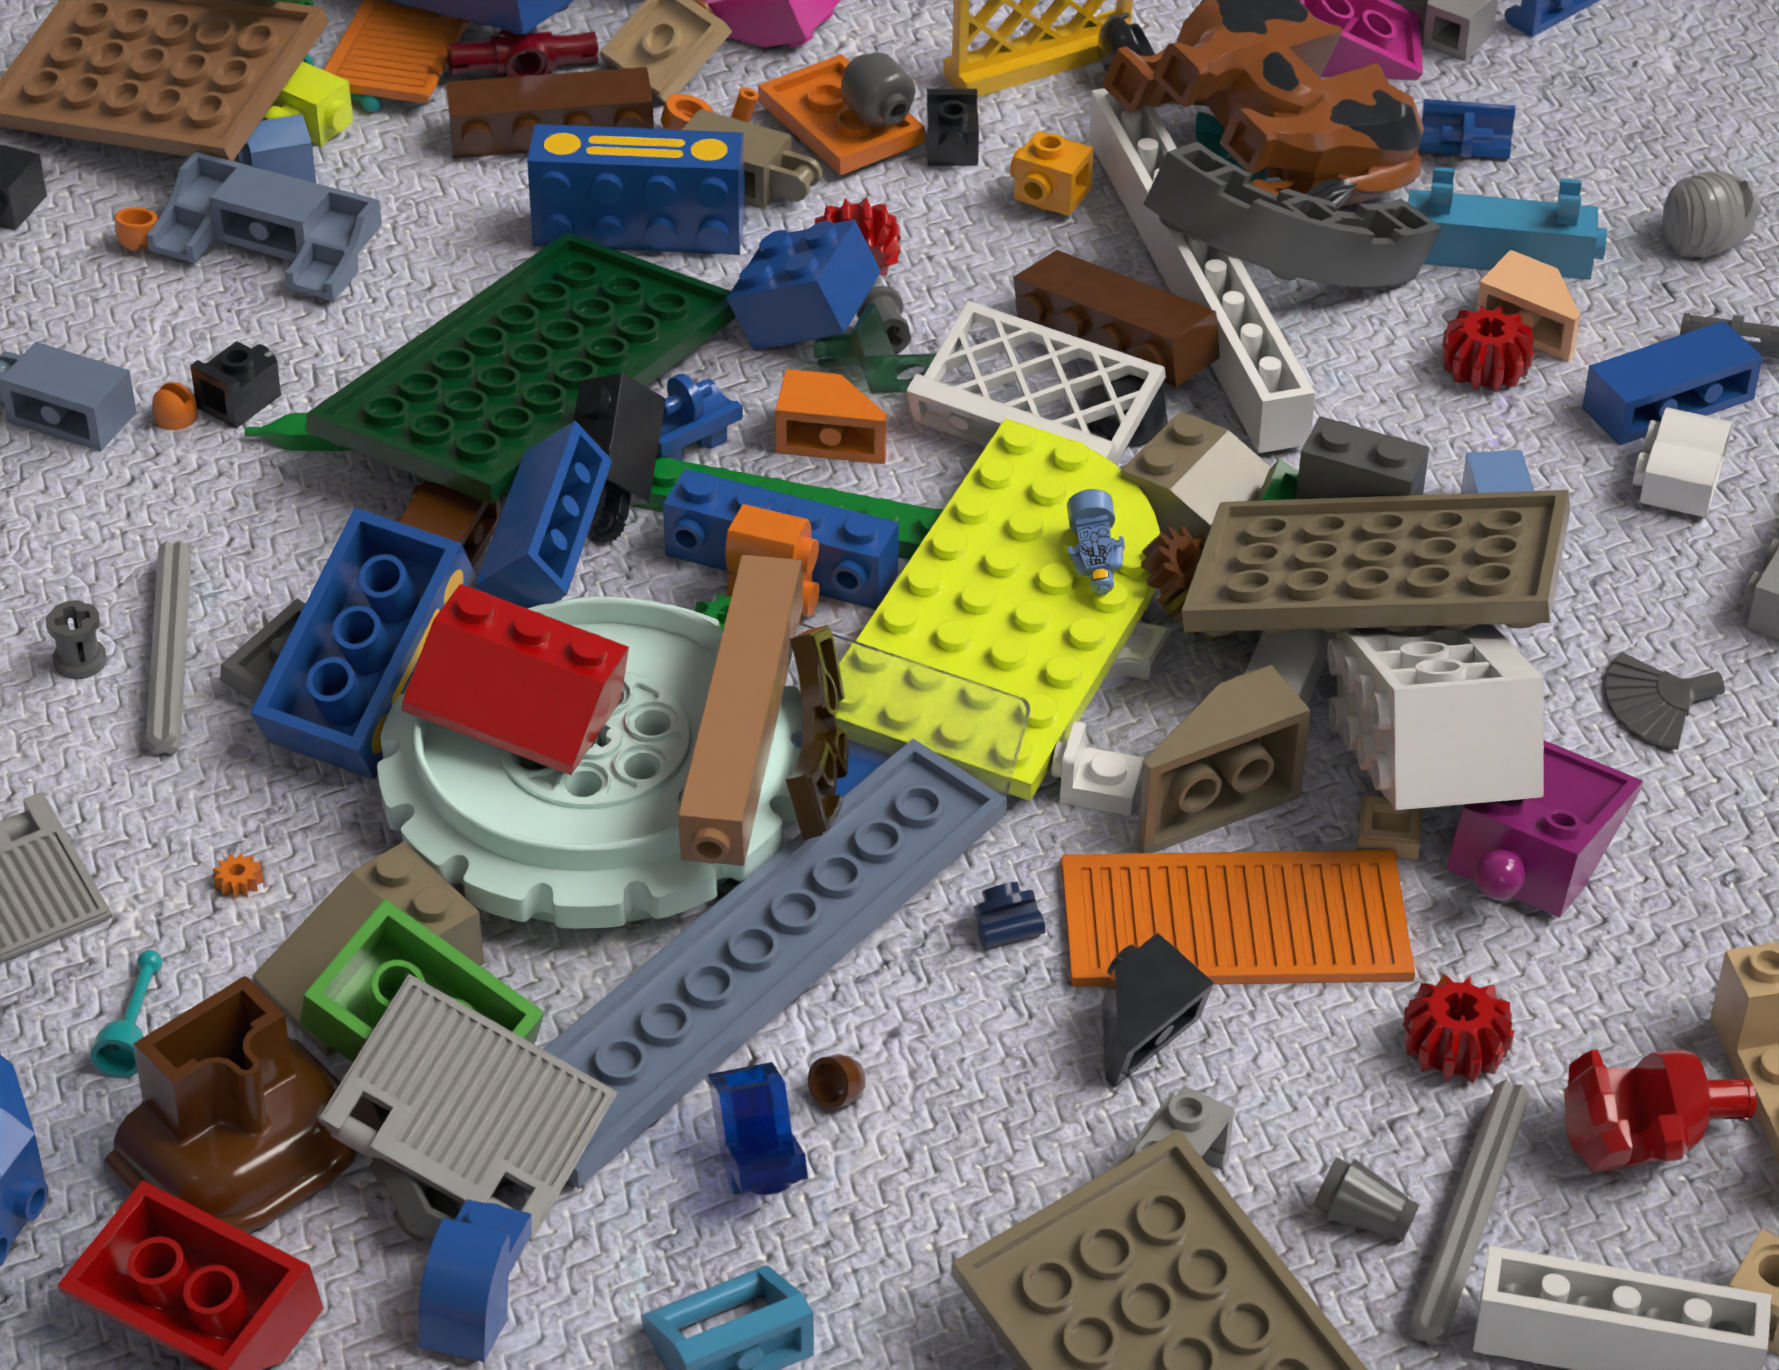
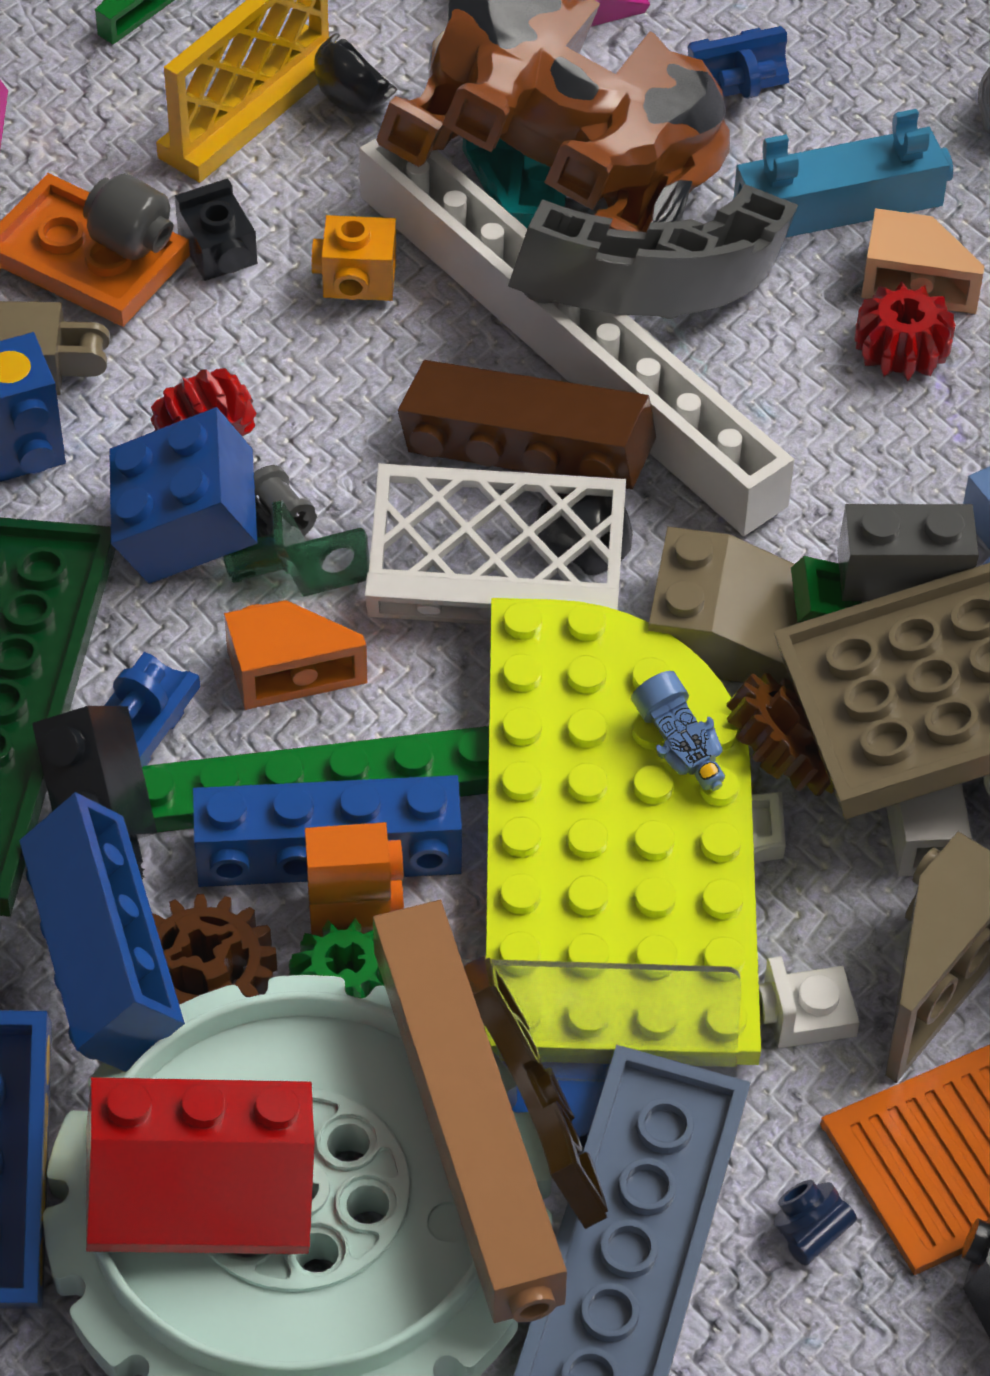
camera: 25 degrees left, 10 degrees up
(634, 576) = (214, 948): none -> reddish brown gear

